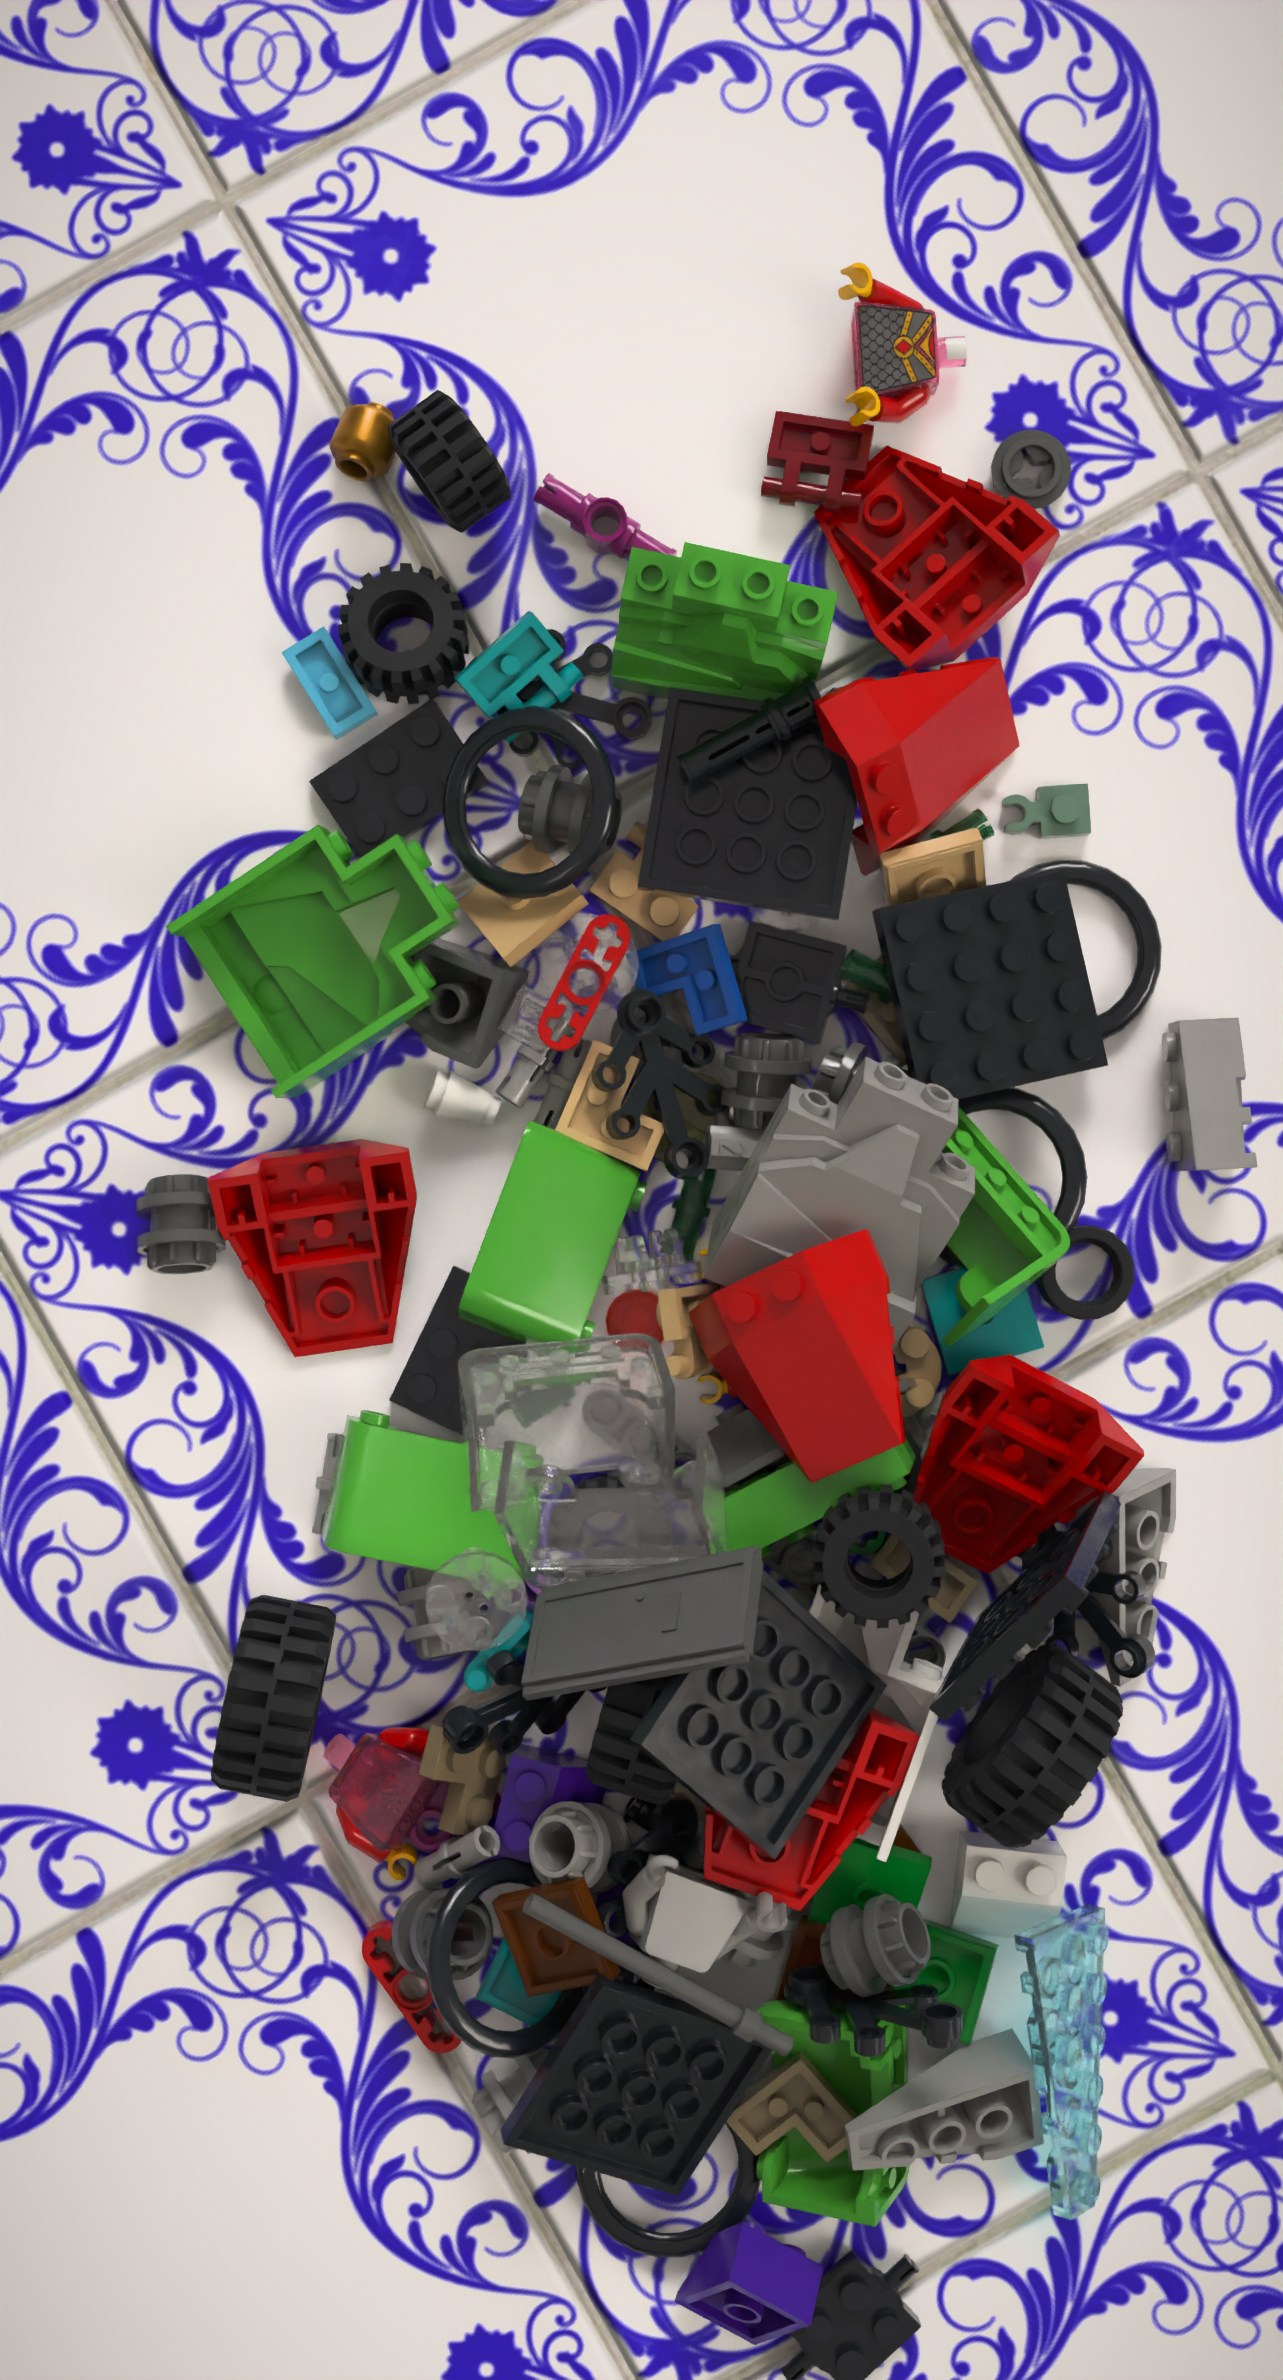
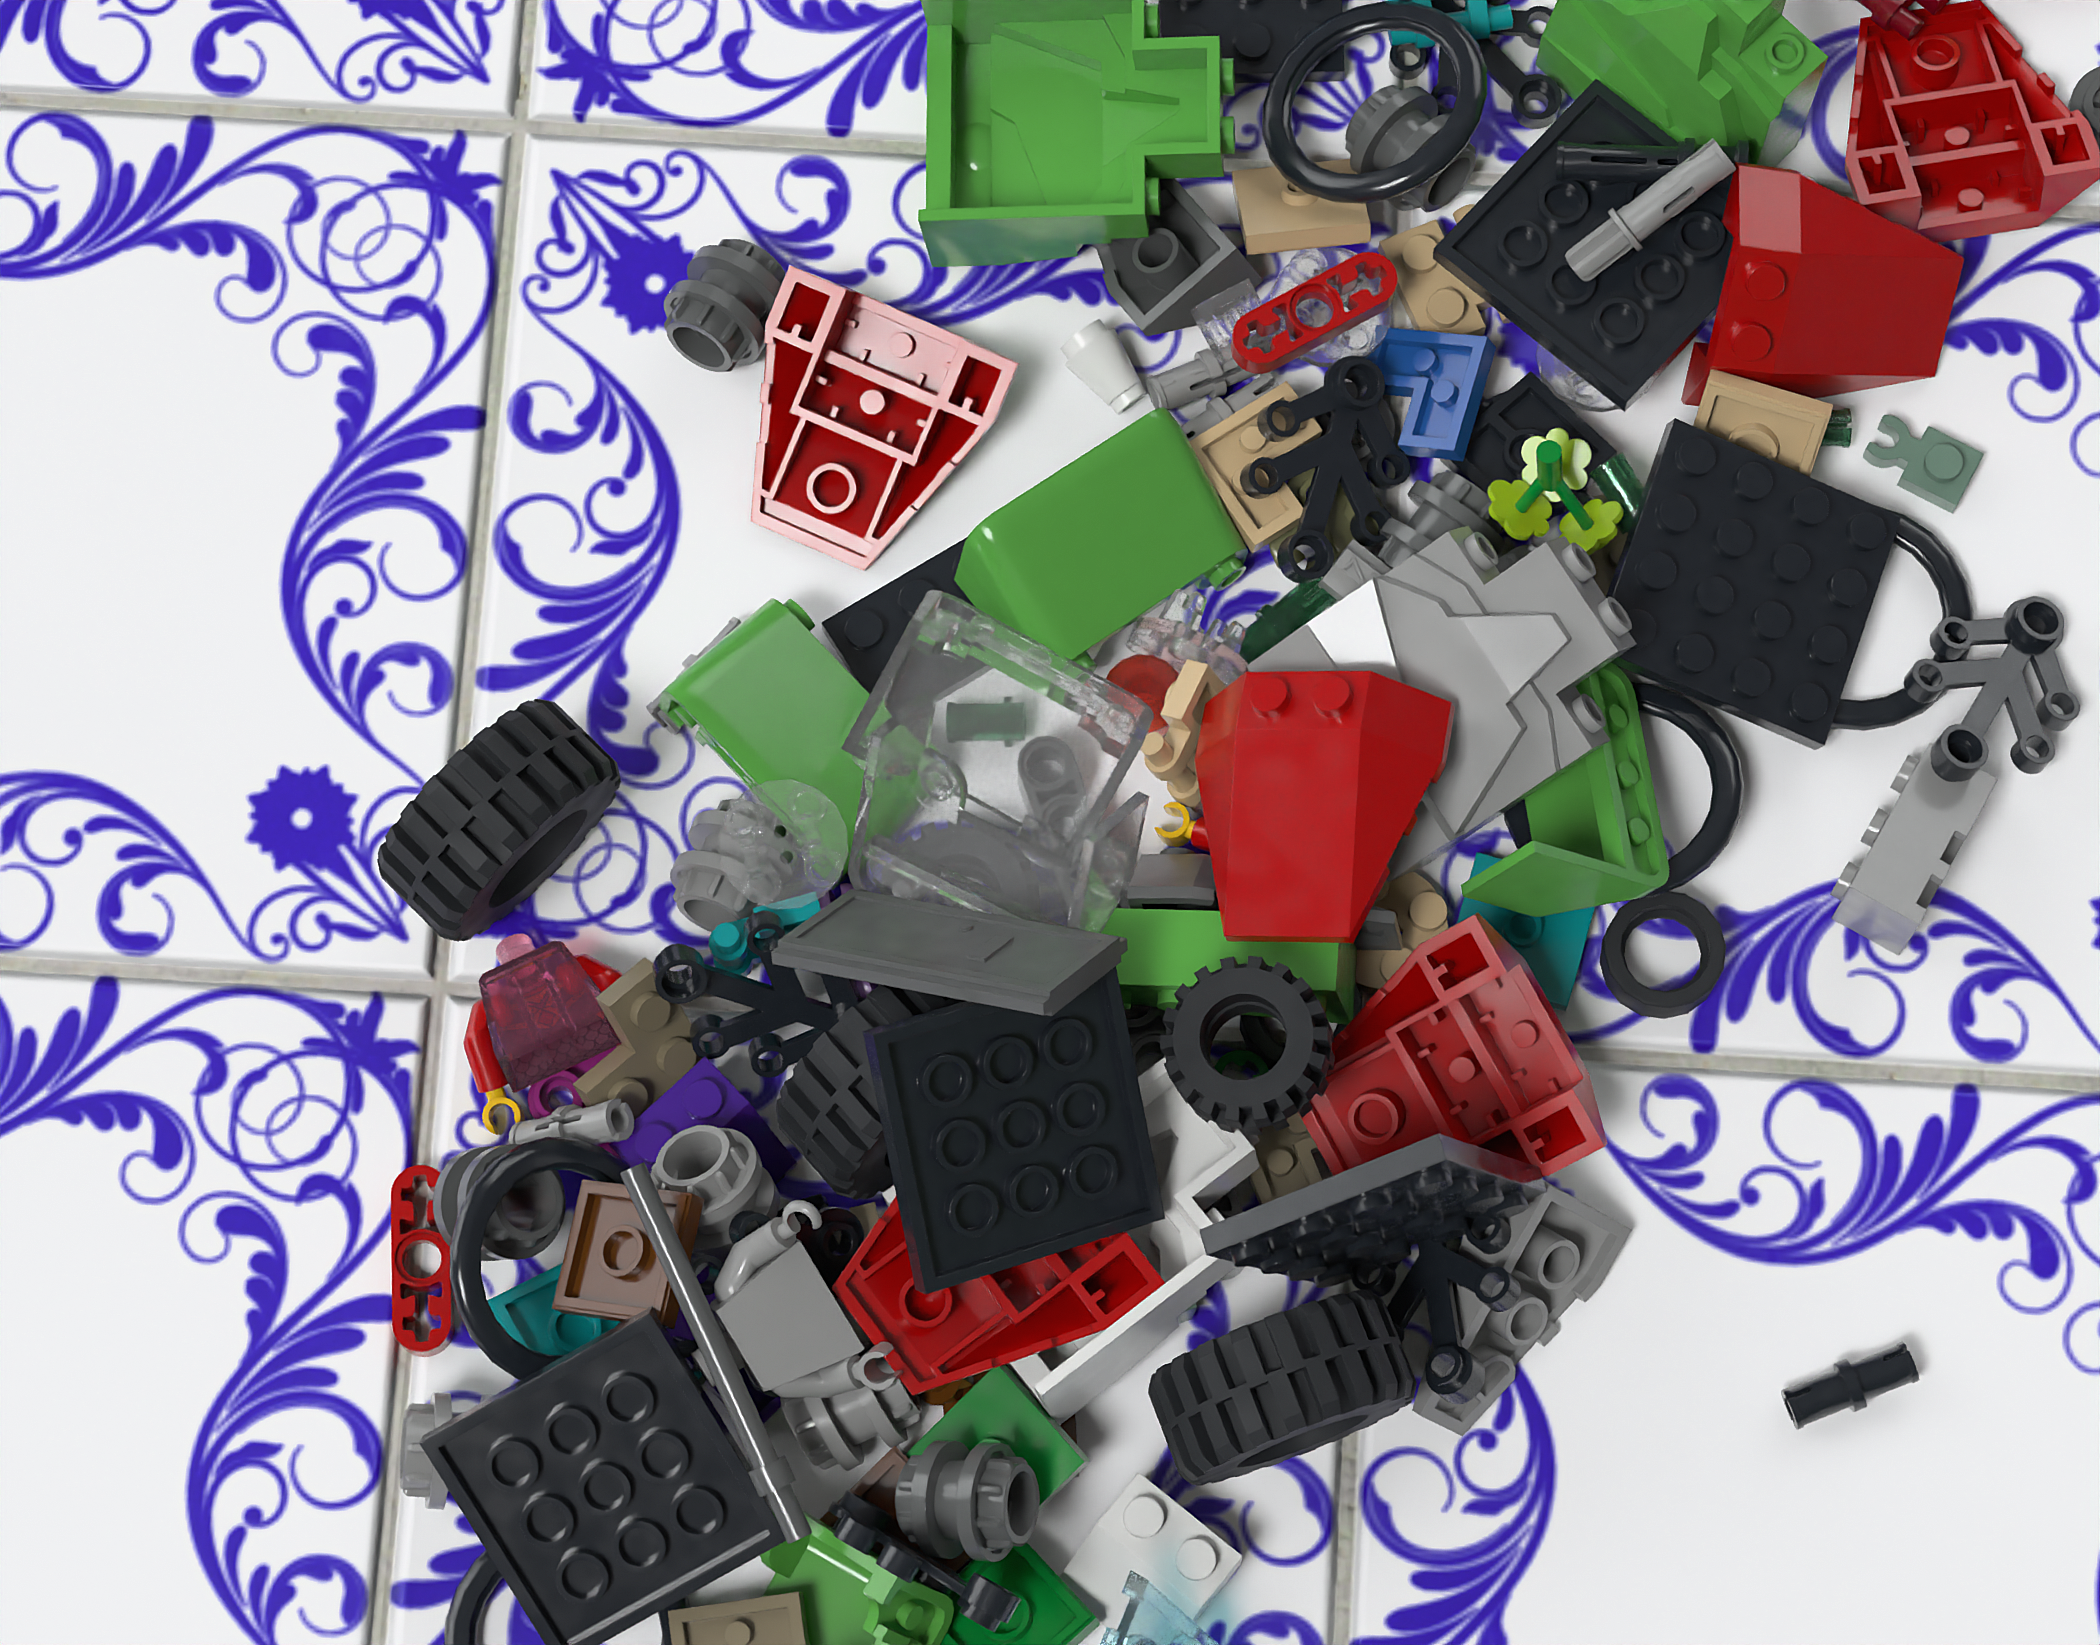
camera: 30 degrees right, 15 degrees down
(774, 771) = (1649, 211): none -> light grey axle
(814, 990) = (1551, 471): none -> lime plant
(1199, 946) = (2032, 633): none -> black plant

